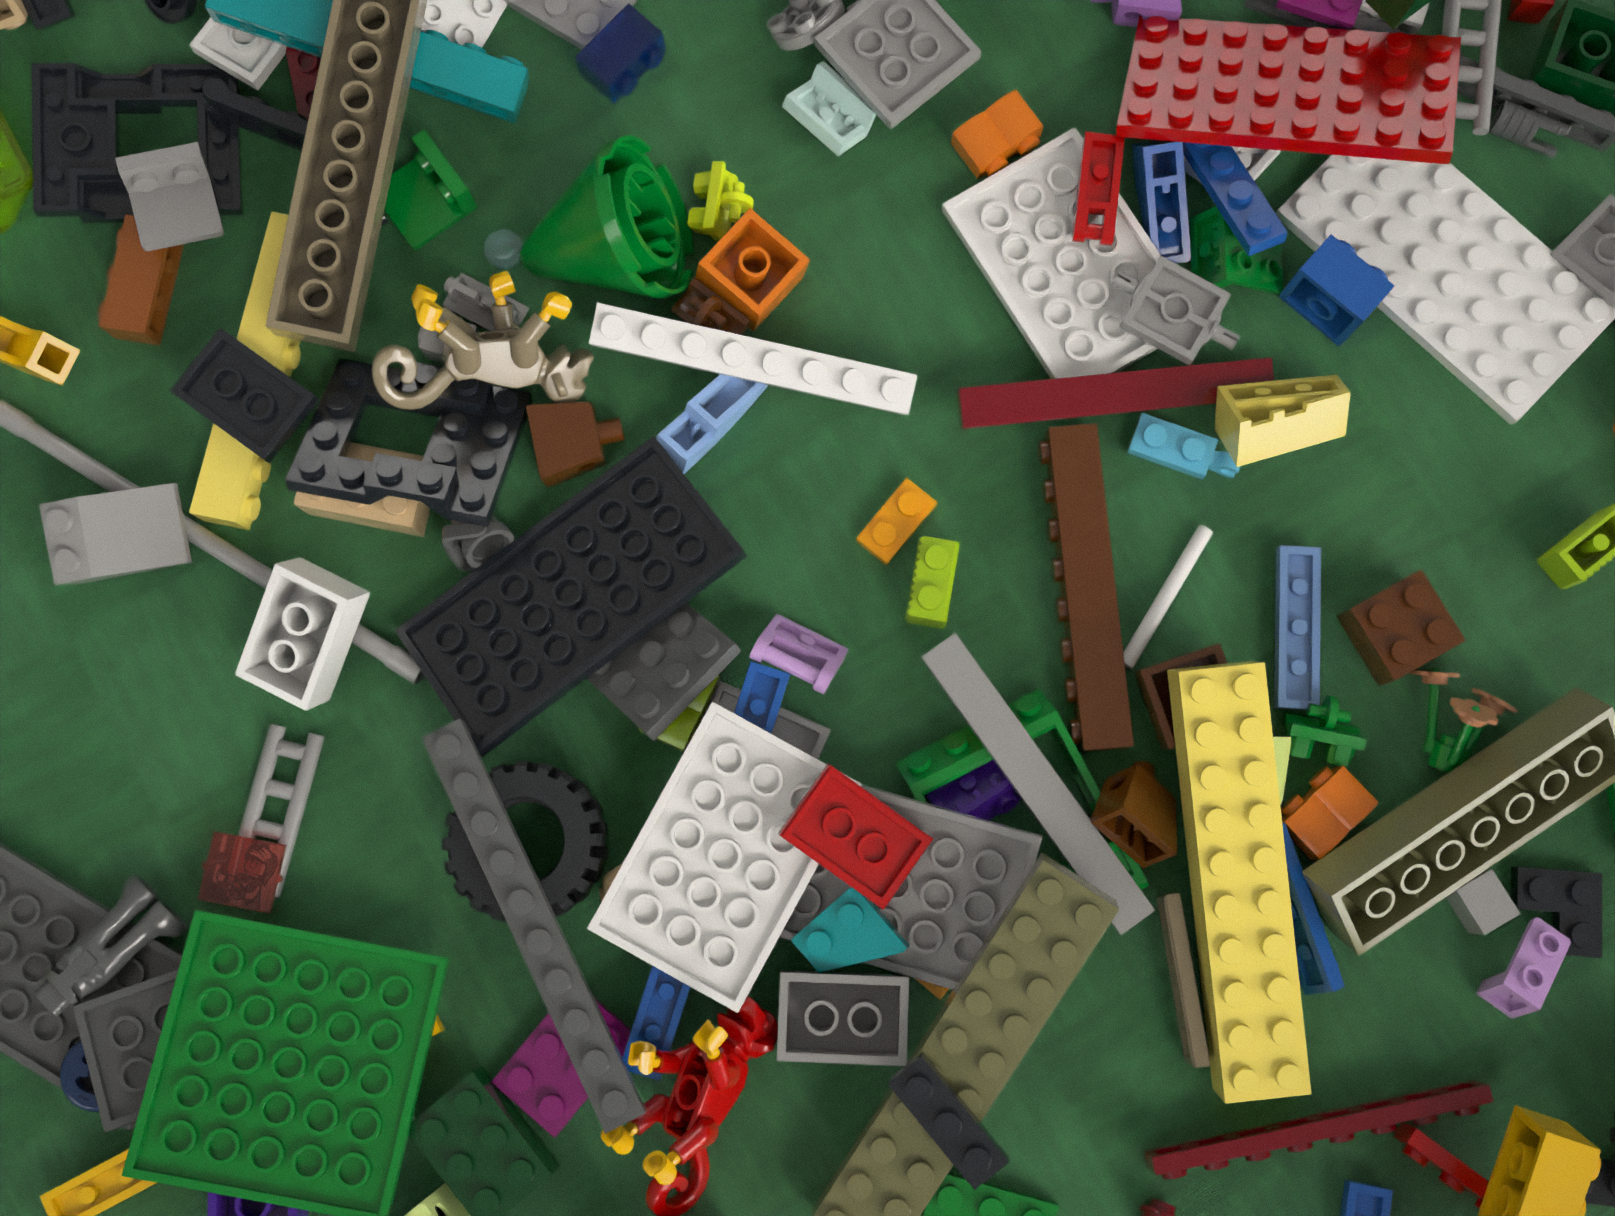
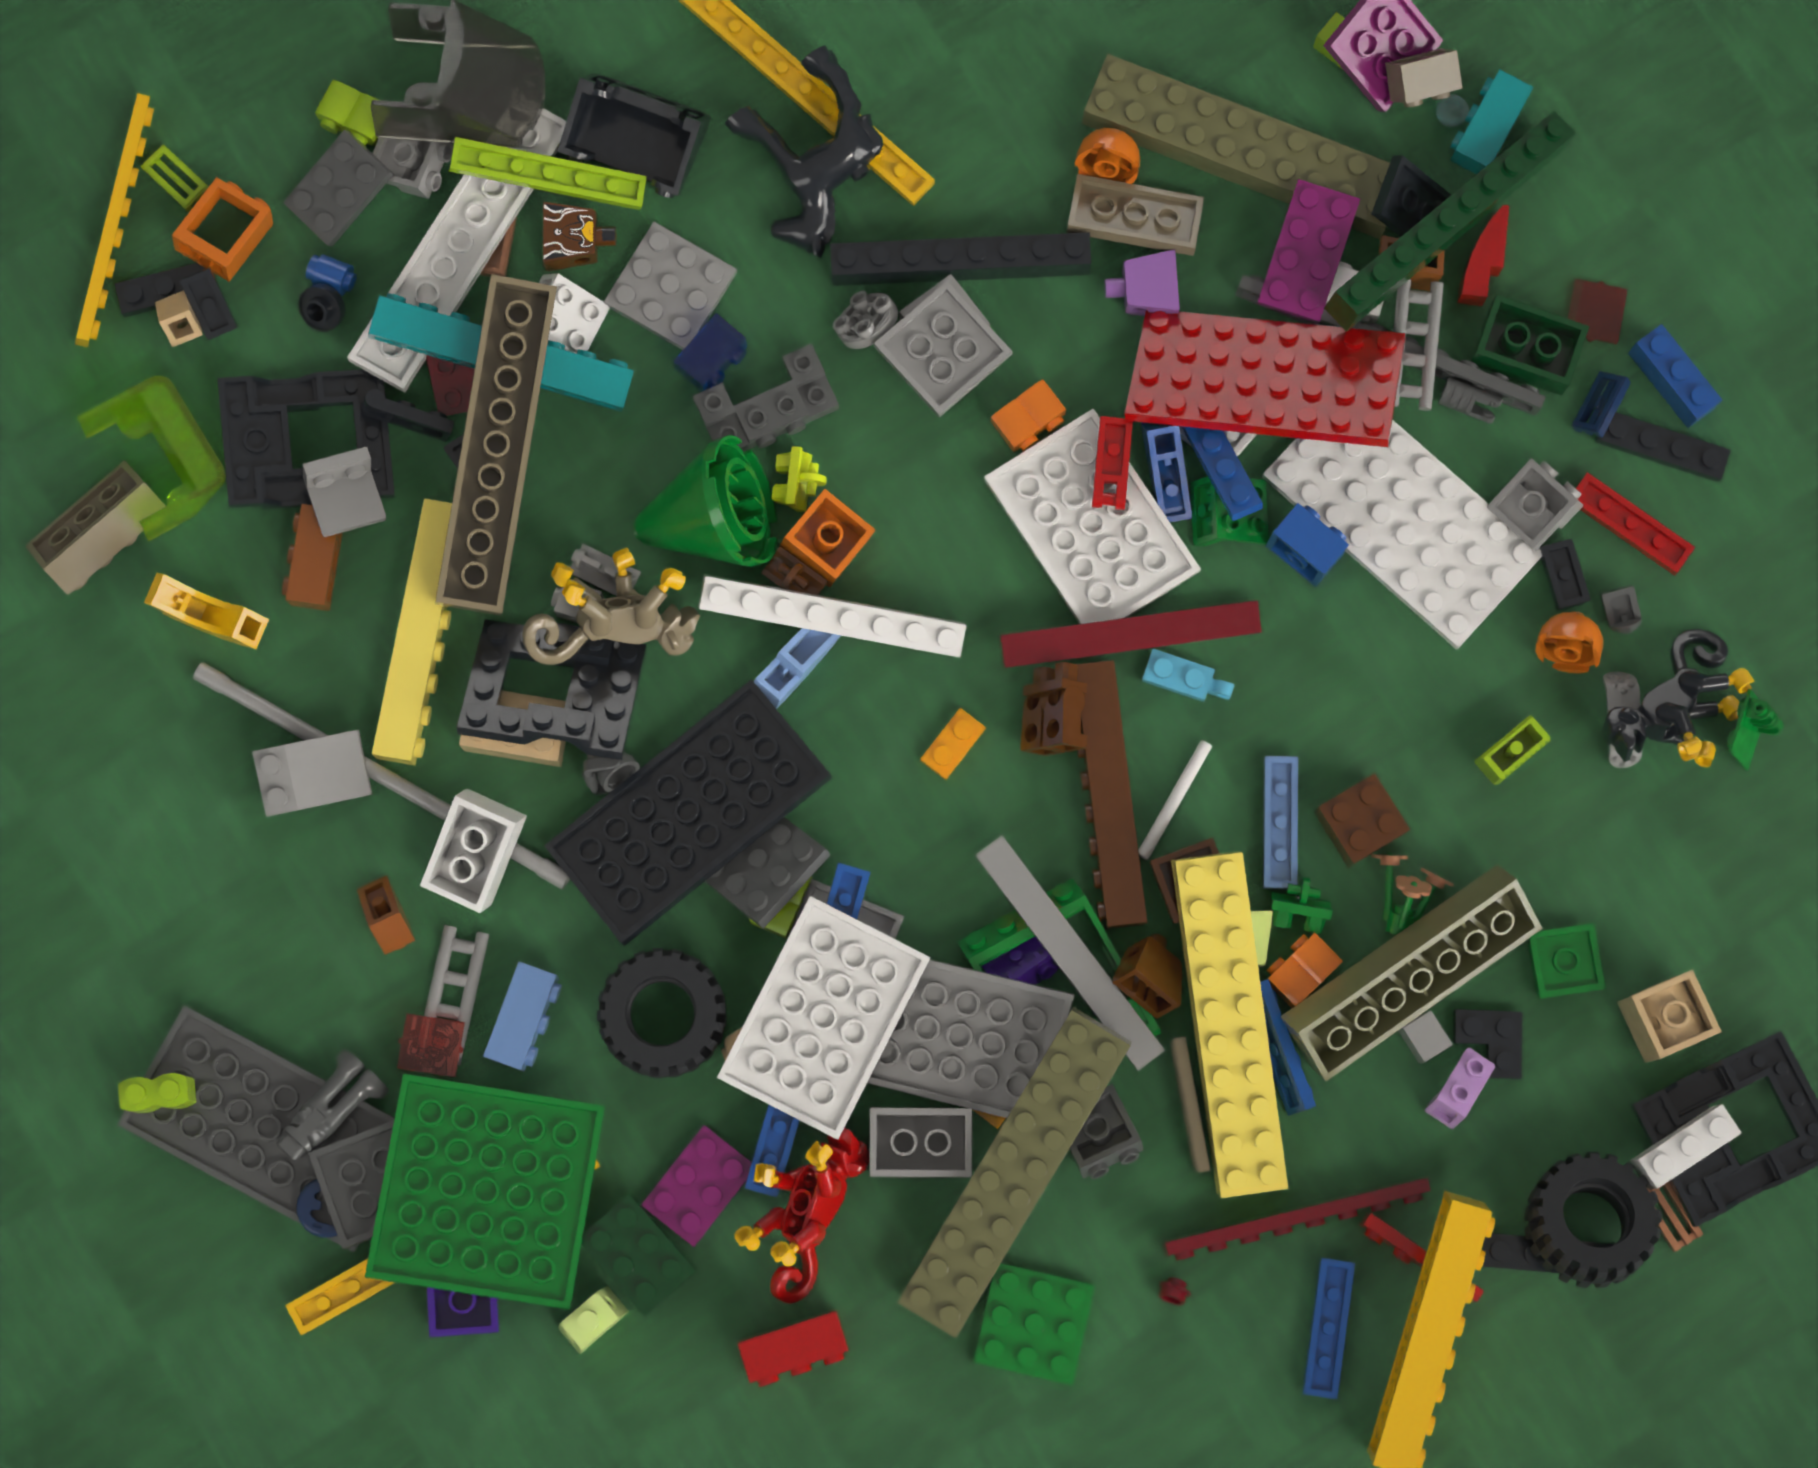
camera: 10 degrees left, 0 degrees up
(197, 711) = (385, 915): none -> dark orange slope
(244, 395) = (414, 656): black plate -> none
(356, 841) = (523, 1017): none -> medium blue brick
(427, 195) = (553, 478): green bracket -> none
(503, 249) = (617, 522): clear light blue plate -> none
(534, 926) = (674, 1074): dark grey plate -> none
(570, 439) = (681, 683): reddish brown torso -> none
(698, 121) = (774, 411): none -> dark grey bracket
(799, 652) = (877, 854): lavender plate -> none
(830, 109) = (887, 398): light aqua bracket -> none
(848, 934) = (923, 1076): teal wing -> none
(855, 836) = (926, 998): red tile -> none
(932, 582) = (983, 794): lime brick -> none
(948, 1121) = (1004, 1212): black plate -> none
(1022, 483) = (1053, 711): none -> reddish brown hips
(1080, 1021) = (1106, 1137): none -> dark grey plate
(1175, 310) = (1176, 564): light grey plate -> none
(1280, 416) = (1263, 650): light yellow wedge -> none

